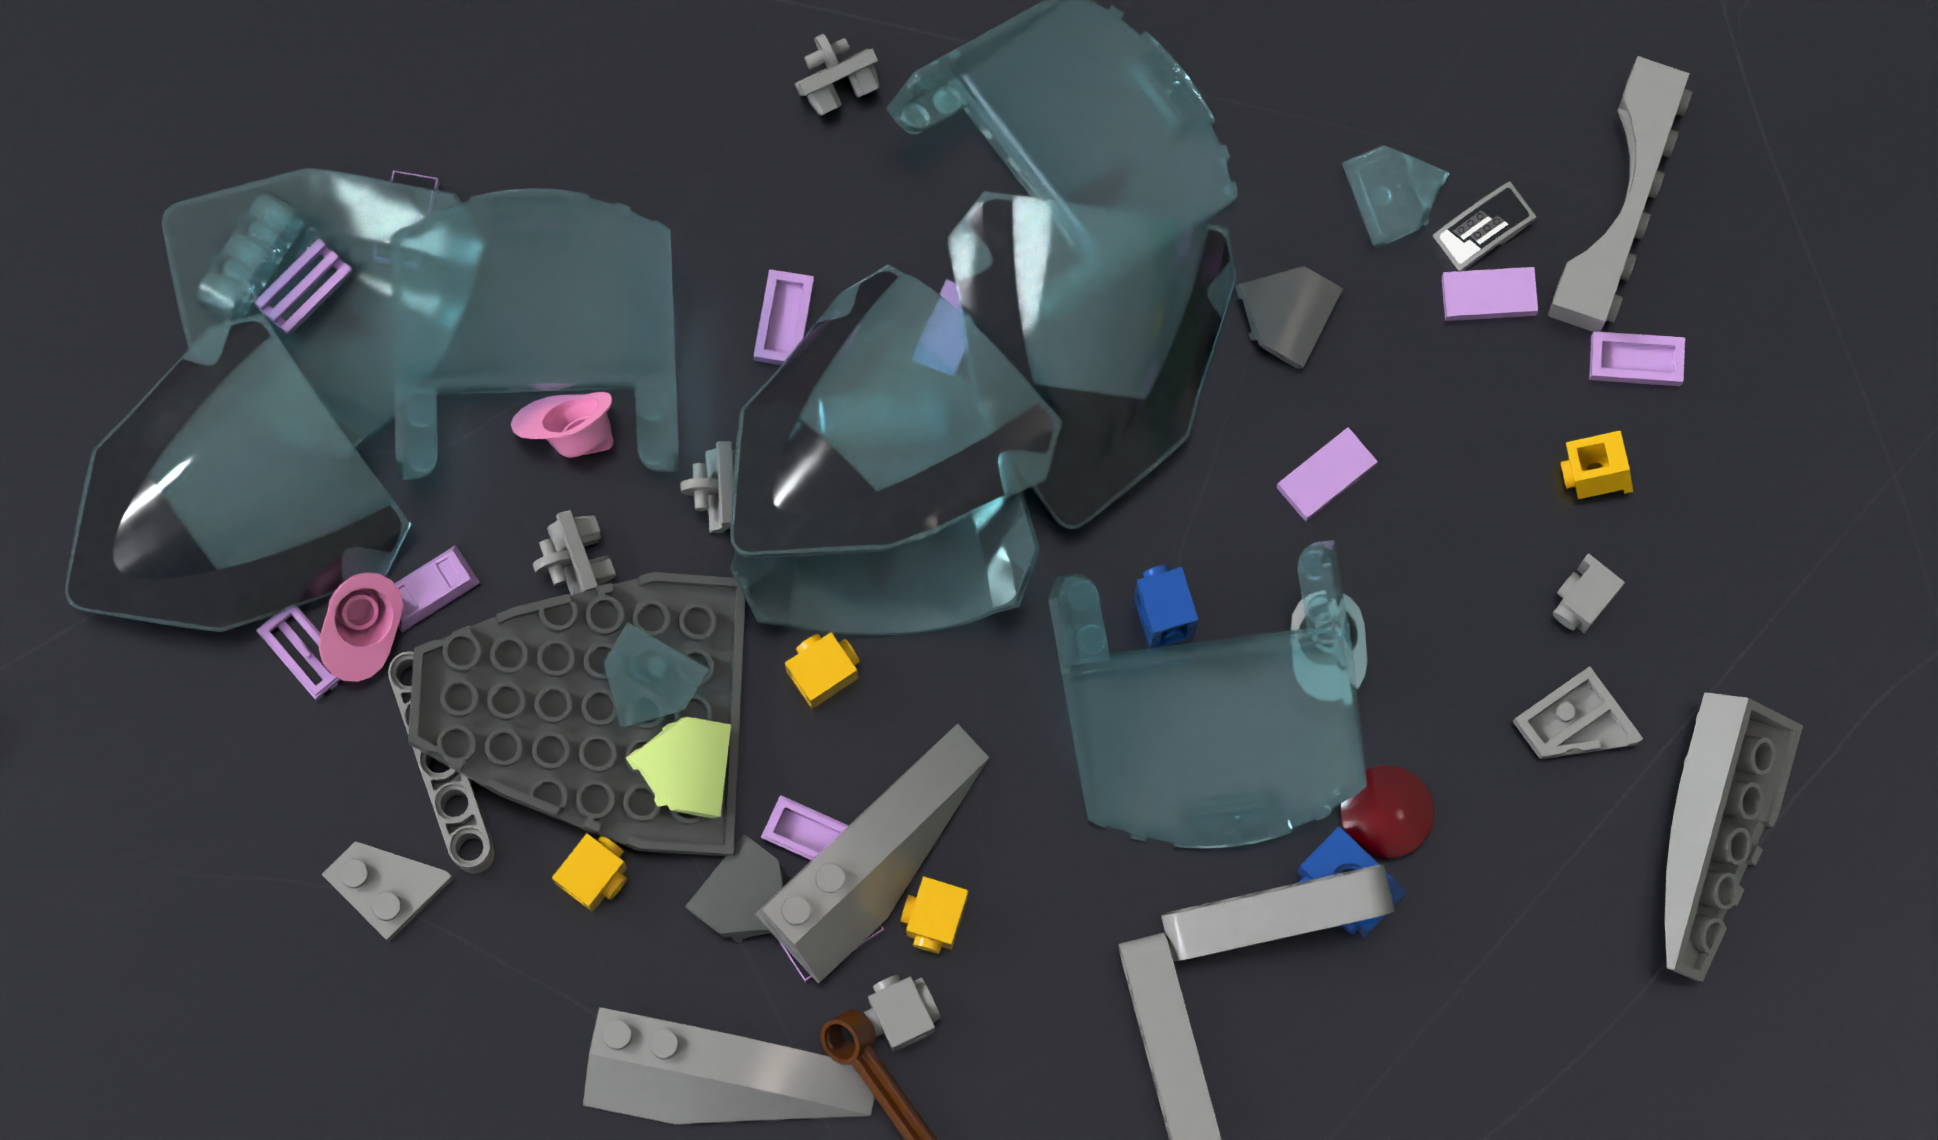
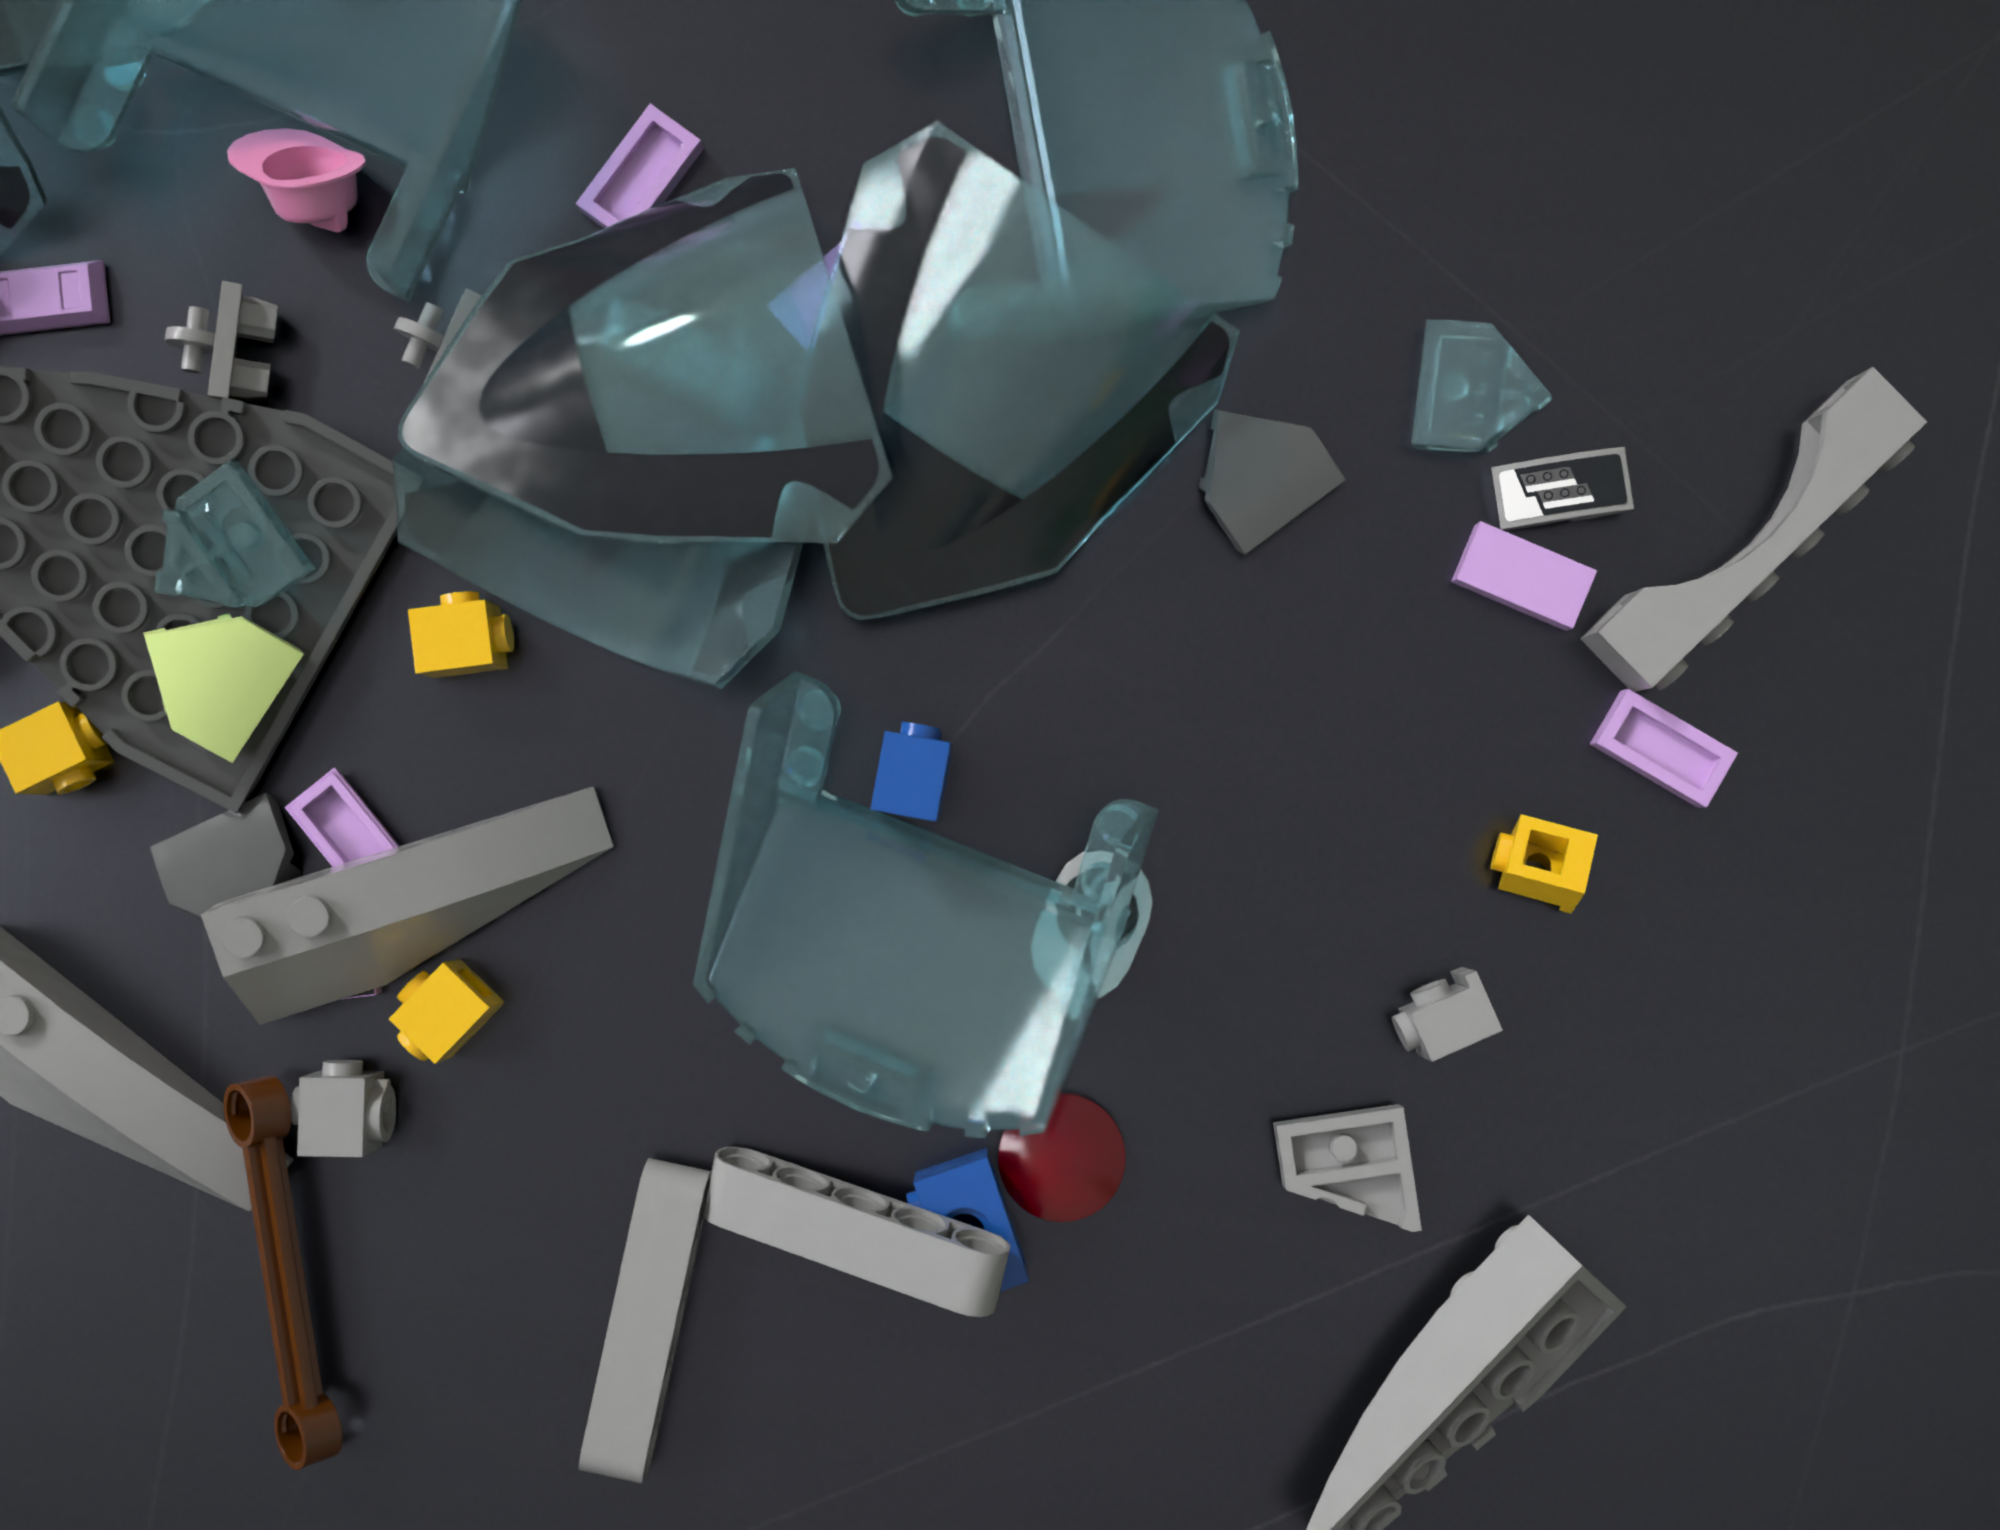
camera: 20 degrees right, 10 degrees up
(1327, 474) = (1205, 702): lavender tile -> none

